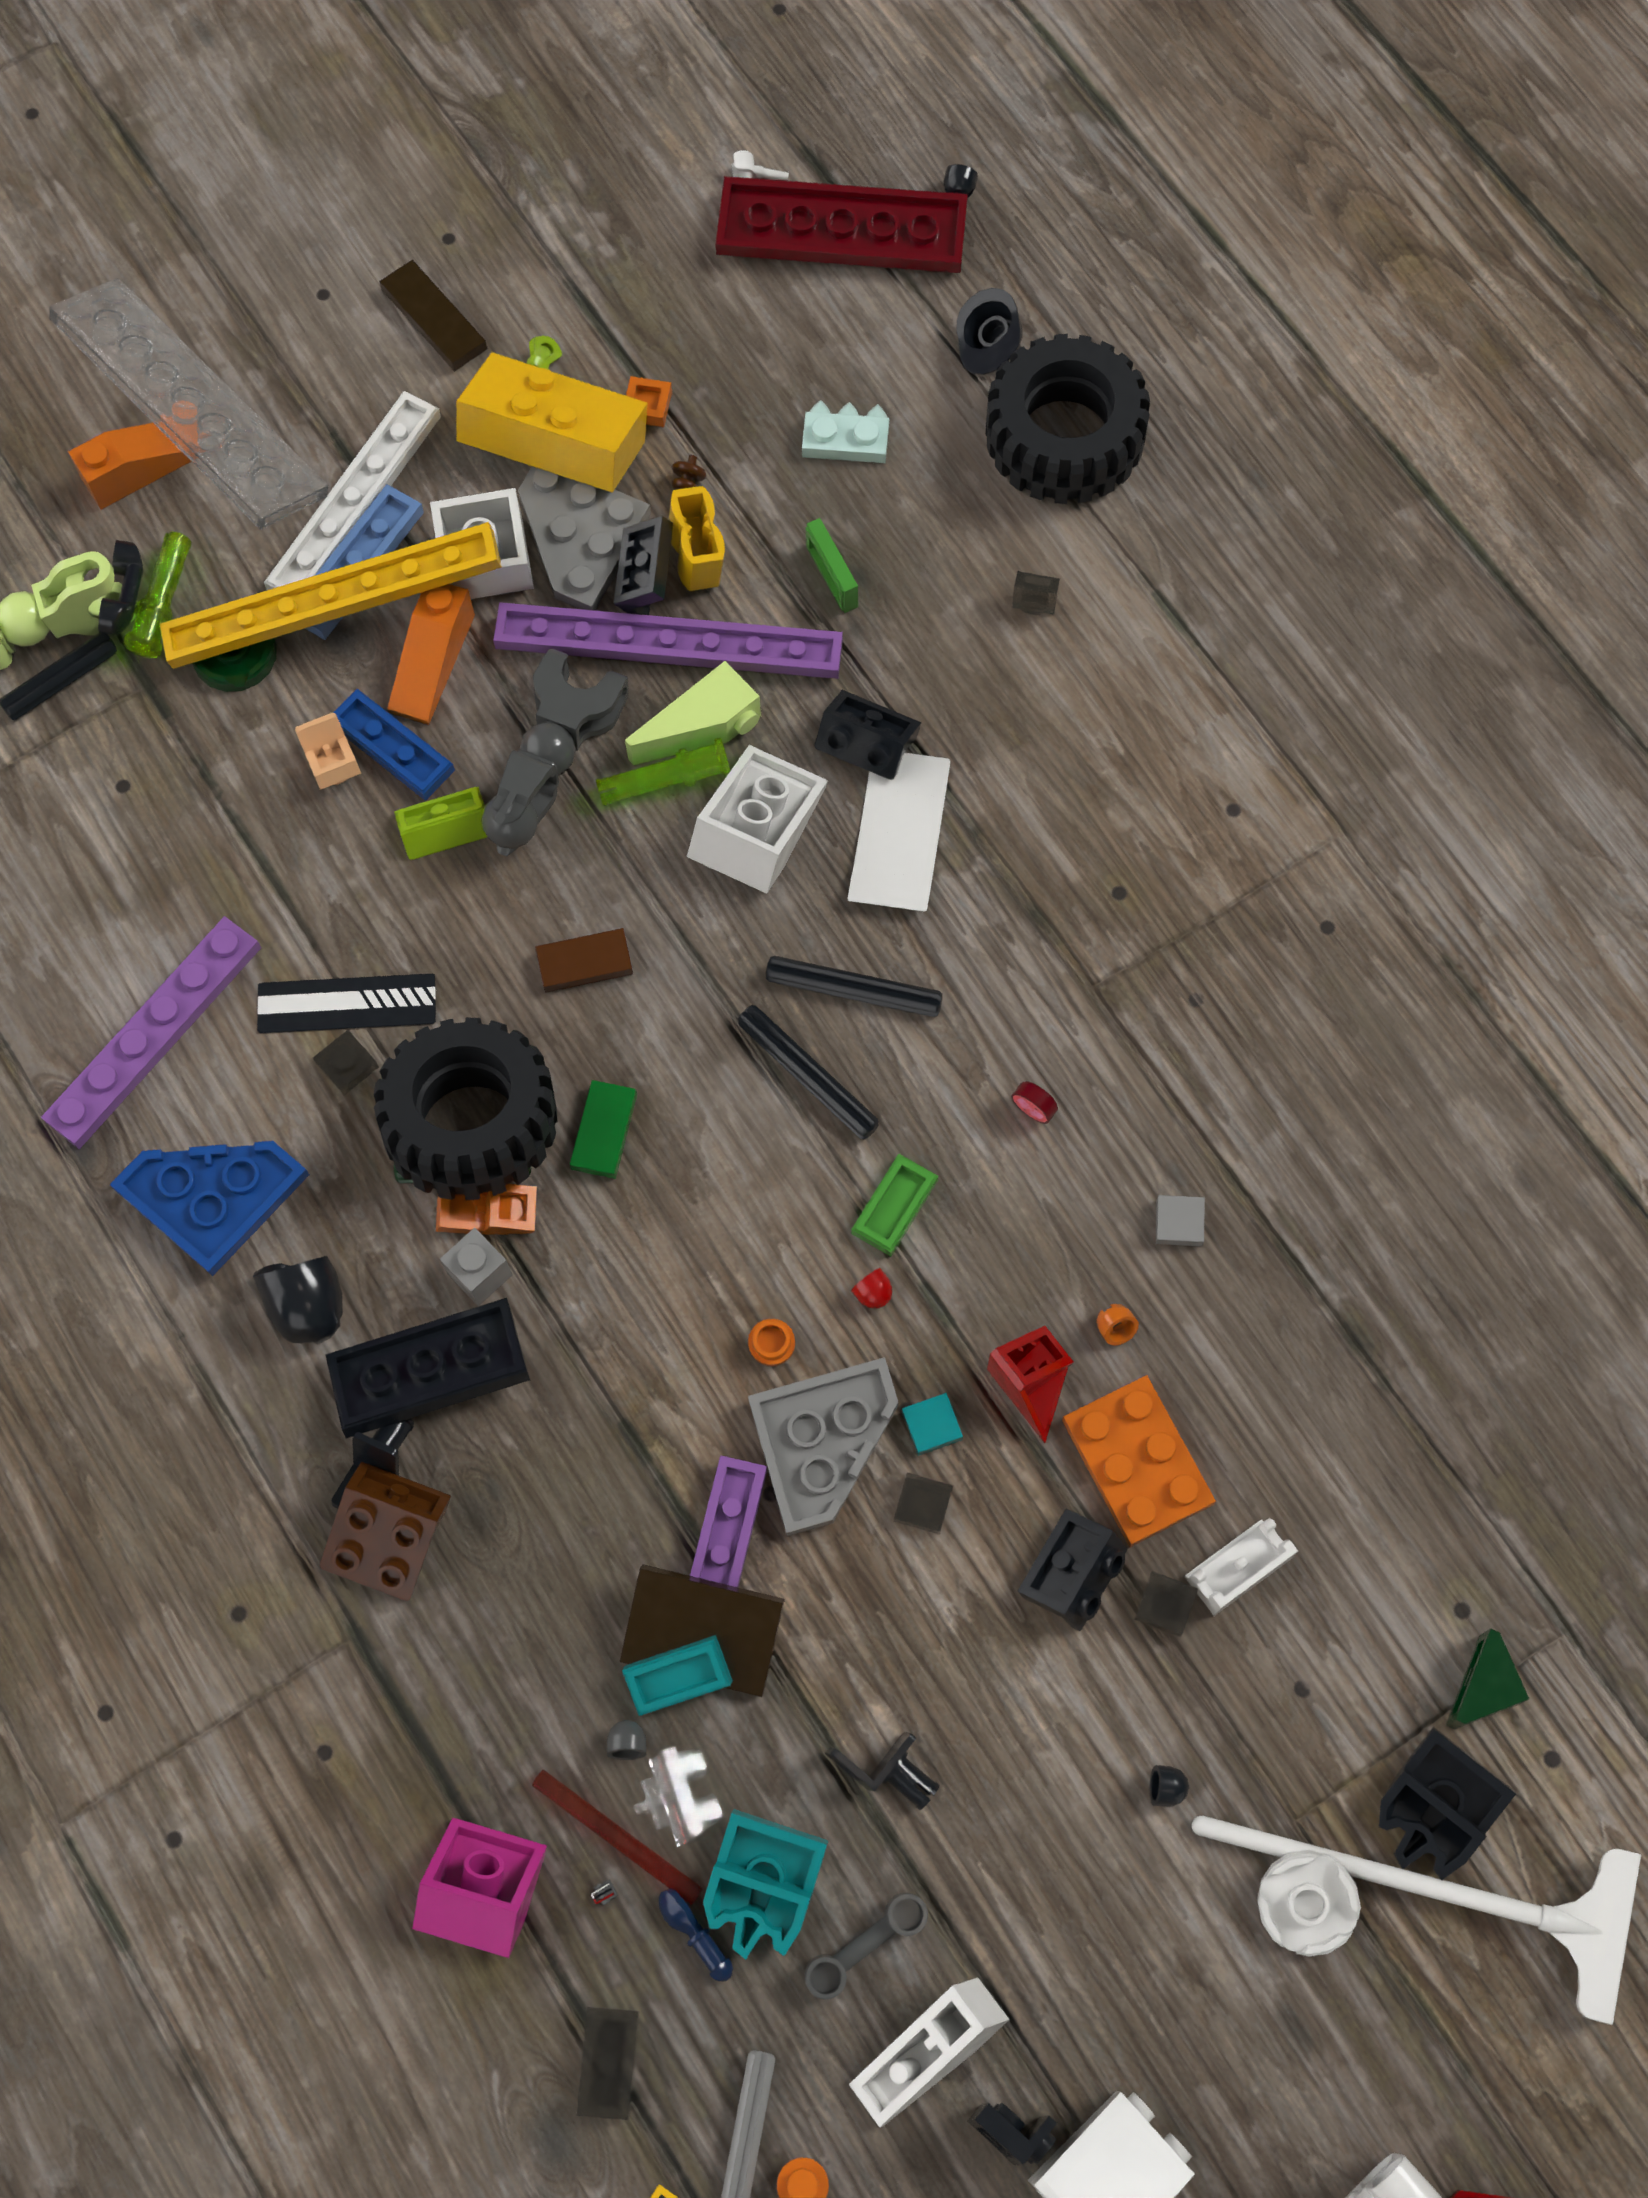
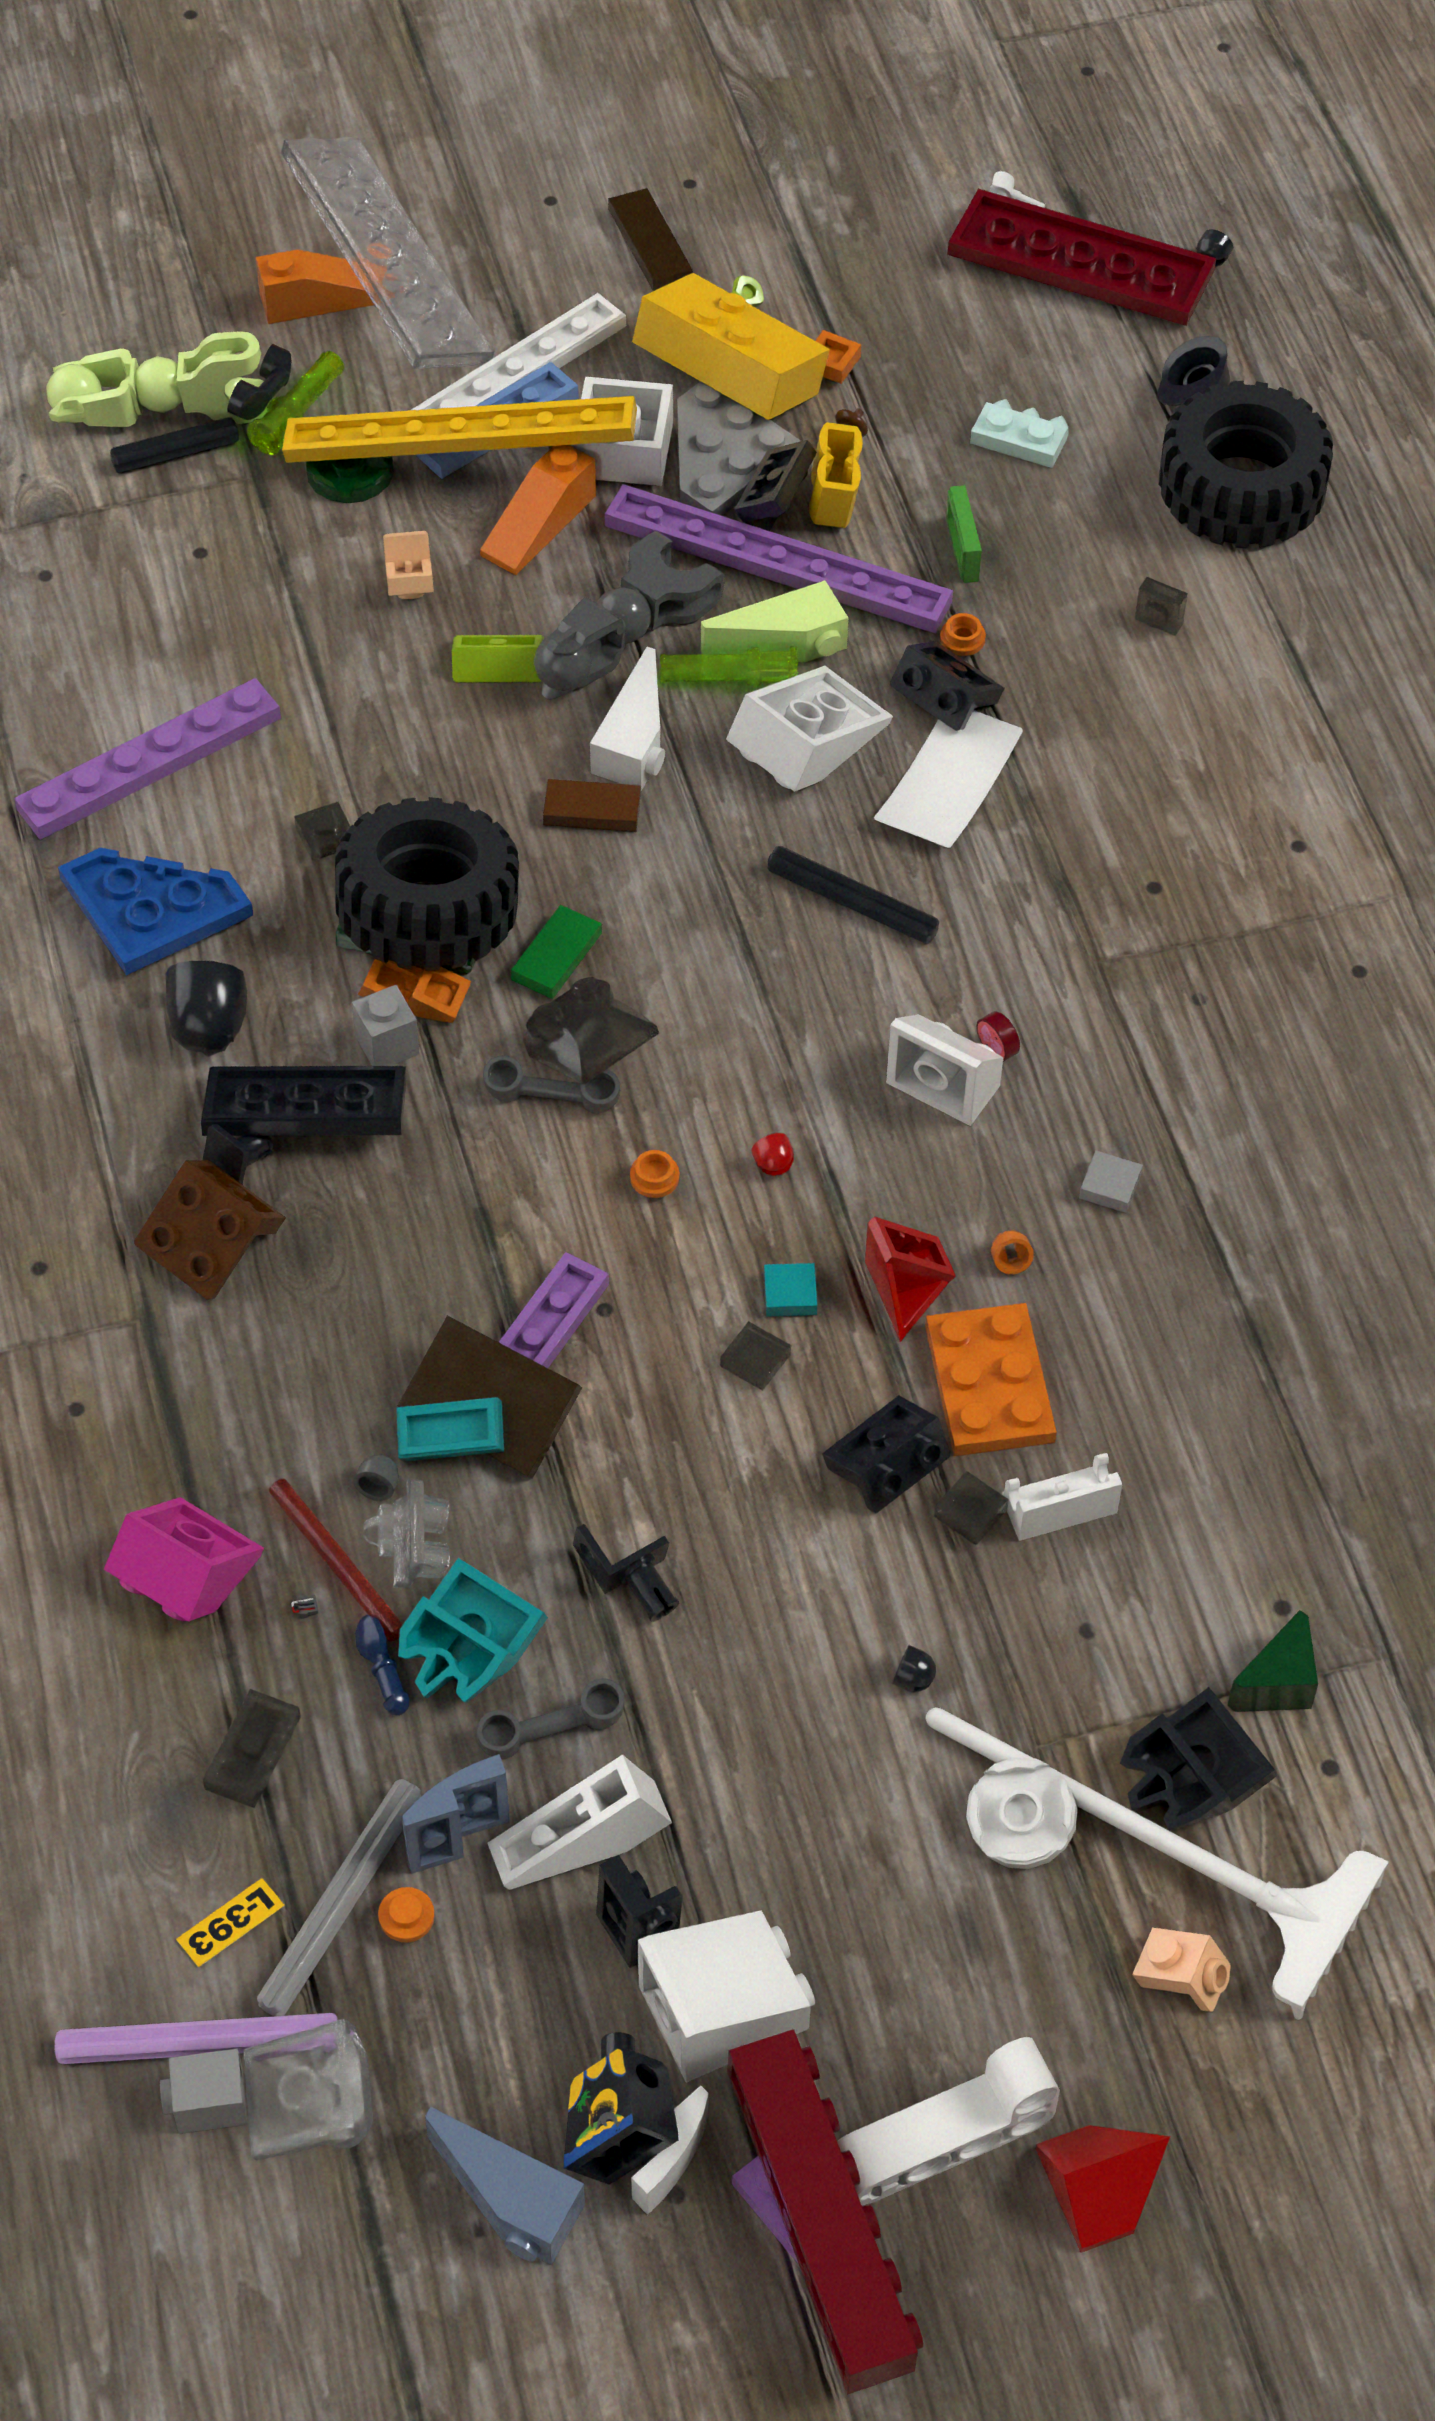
camera: 15 degrees right, 15 degrees down
(346, 1003) = (337, 781): black sticker -> none
(393, 745) = (474, 581): blue tile -> none
(598, 878) = (629, 738): none -> white slope
(603, 1284) = (506, 1083): none -> dark grey bar
(664, 1216) = (585, 1031): none -> clear smoke slope
(808, 1072) = (779, 956): black axle -> none
(811, 2097) = (453, 1809): none -> sand blue slope
(821, 1437) = (674, 1268): light grey plate -> none
(864, 665) = (963, 634): none -> orange plate
(894, 1205) = (823, 1092): bright green tile -> none
(997, 1151) = (942, 1067): none -> white slope
(1493, 2009) = (1184, 1965): none -> light nougat bracket

